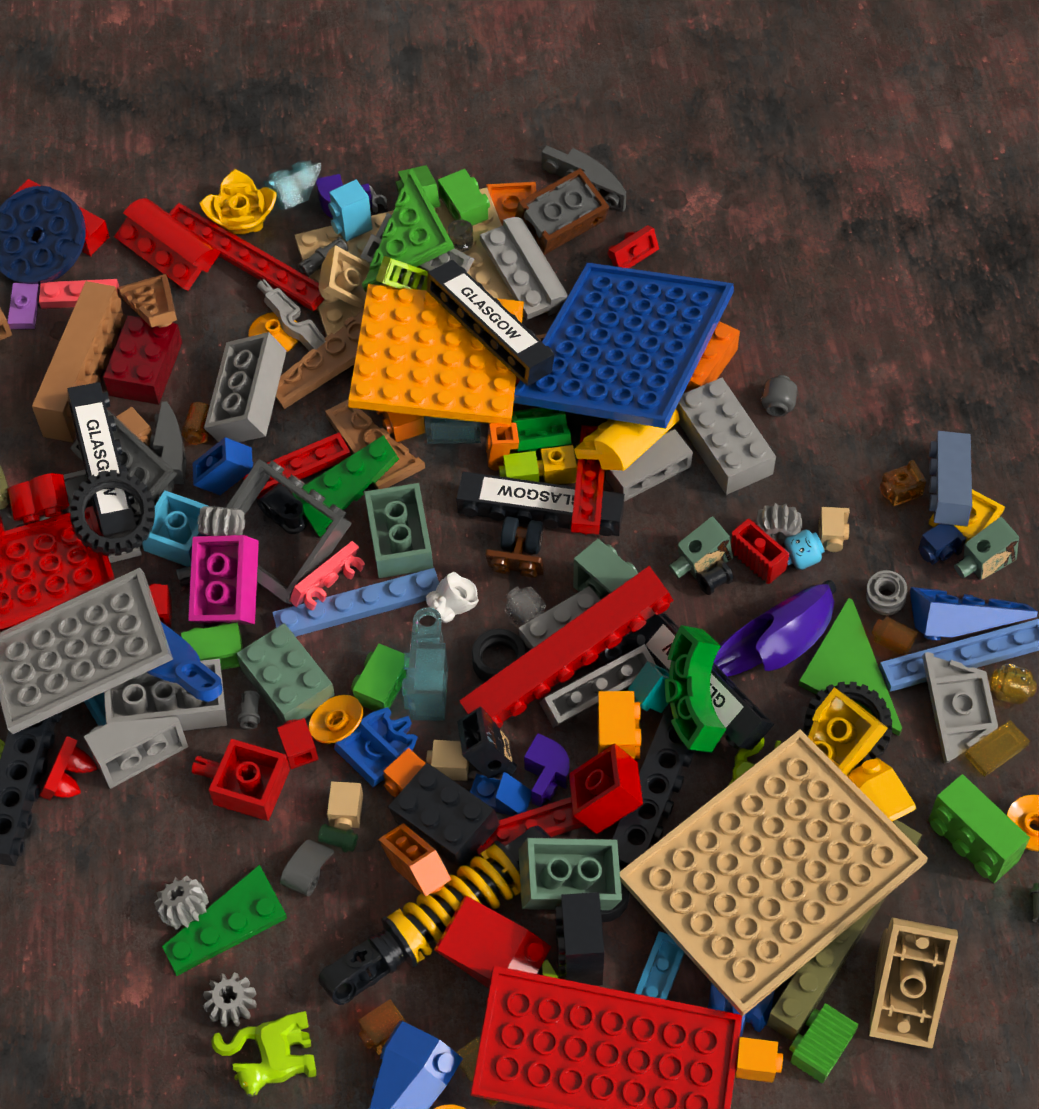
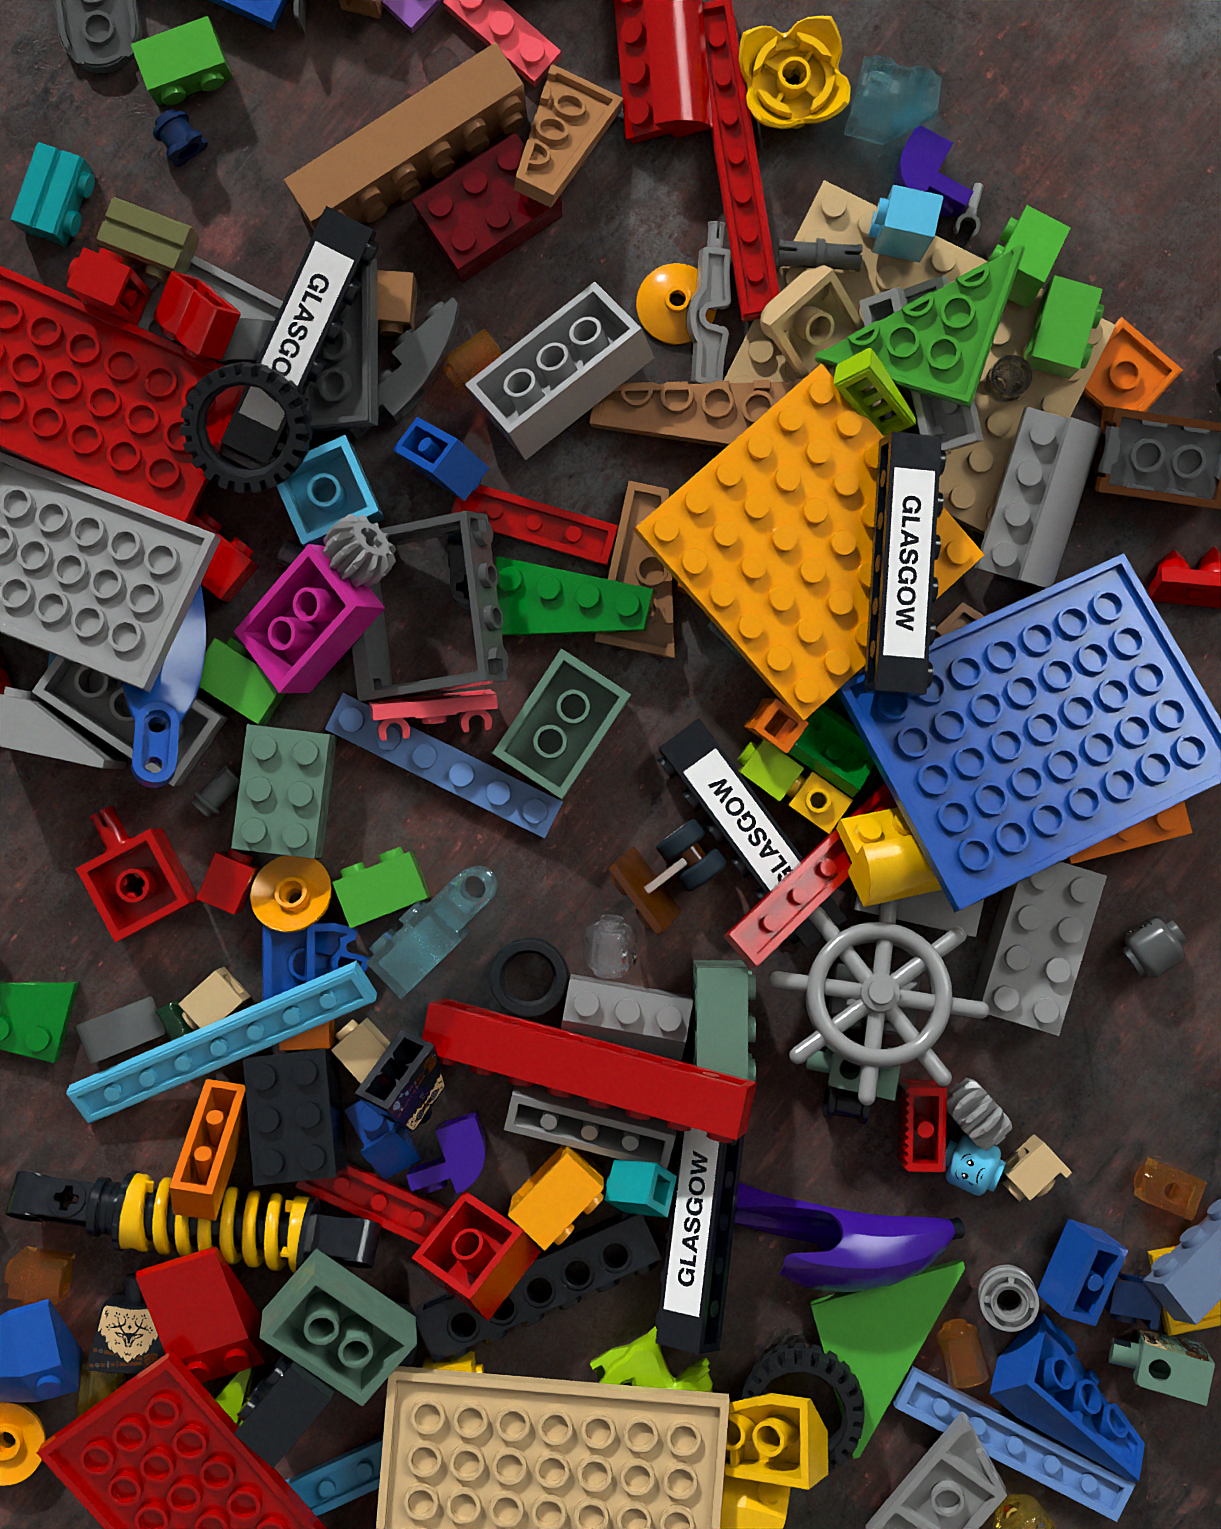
camera: 40 degrees right, 30 degrees up
(367, 813) = (222, 1042): none -> medium azure tile
(453, 597) = (545, 861): white hair -> none
(460, 1007) = (125, 1334): none -> torso
(674, 510) = (878, 997): none -> light grey piece
(689, 689) = (660, 1245): green brick -> none
(904, 546) = (1082, 1272): none -> blue brick

